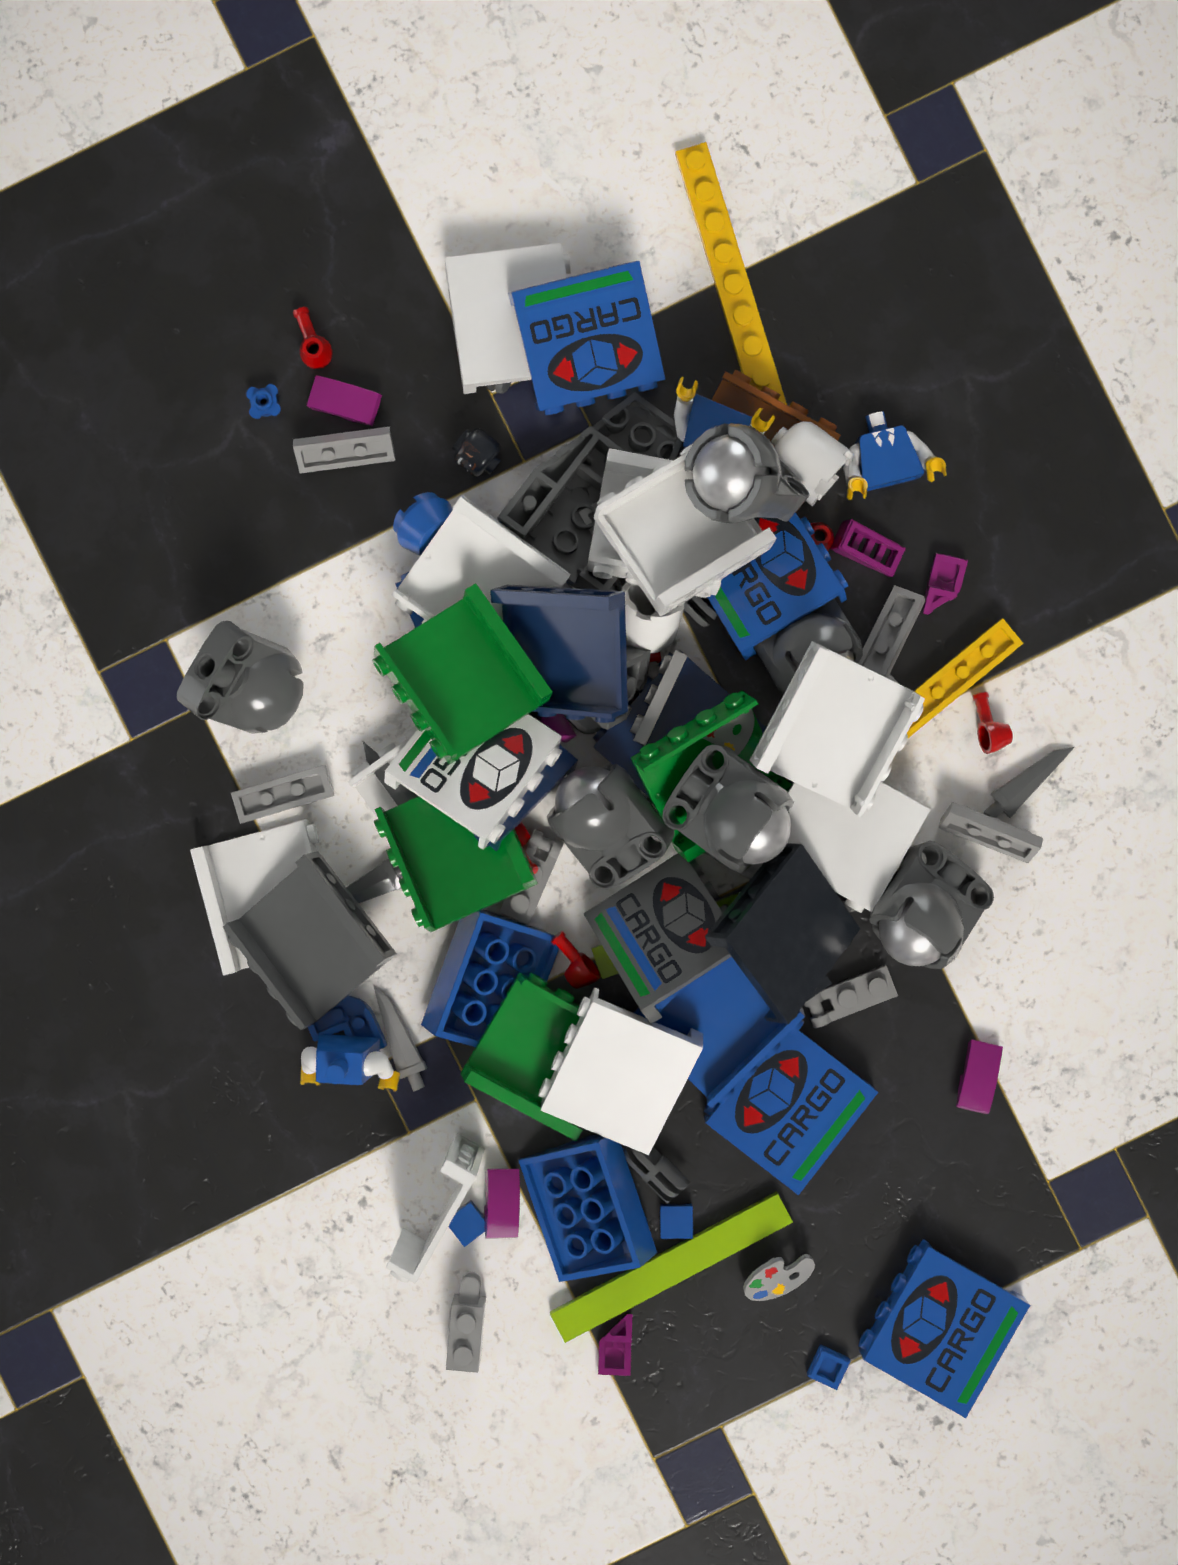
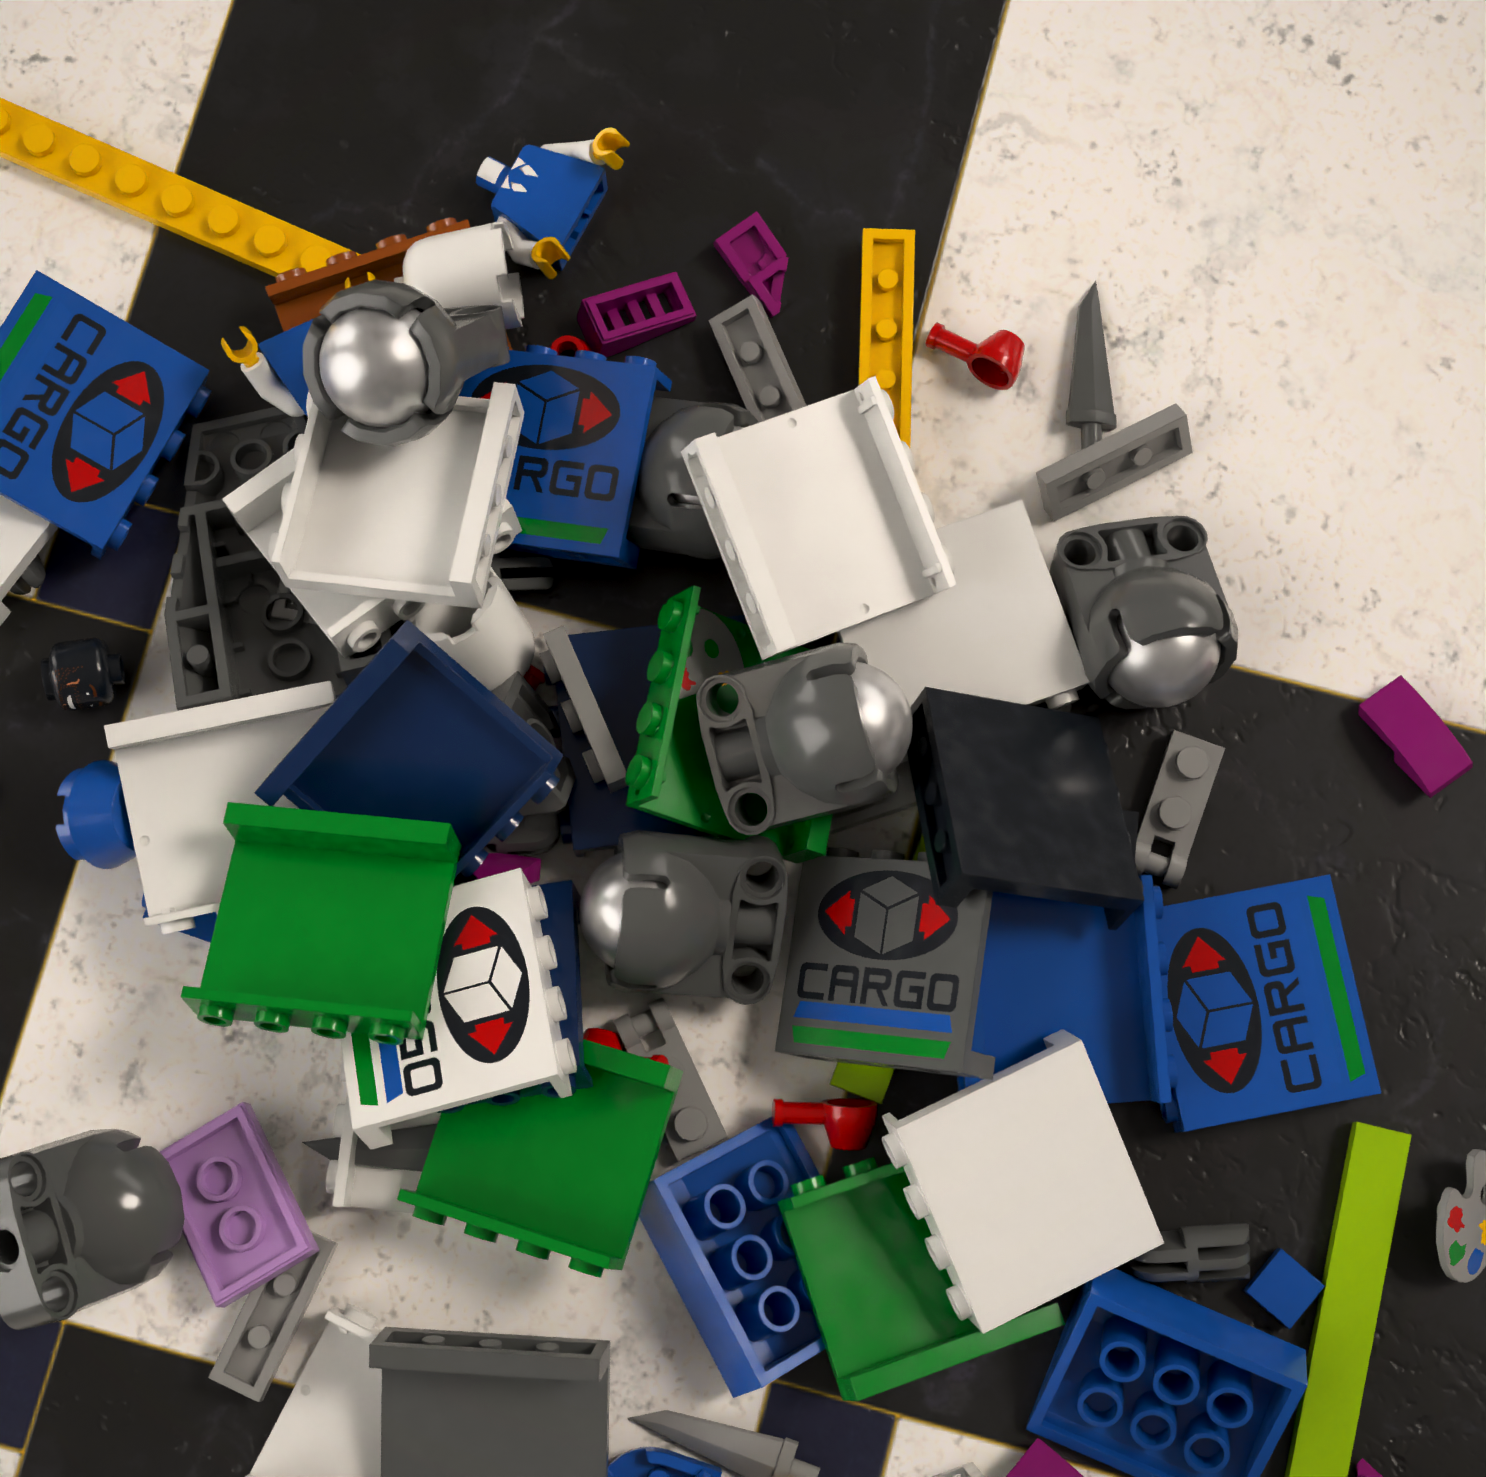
camera: 50 degrees left, 10 degrees down
(312, 738) = (237, 1206): none -> lavender tile
(376, 882) = (499, 1286): dark grey bar -> none

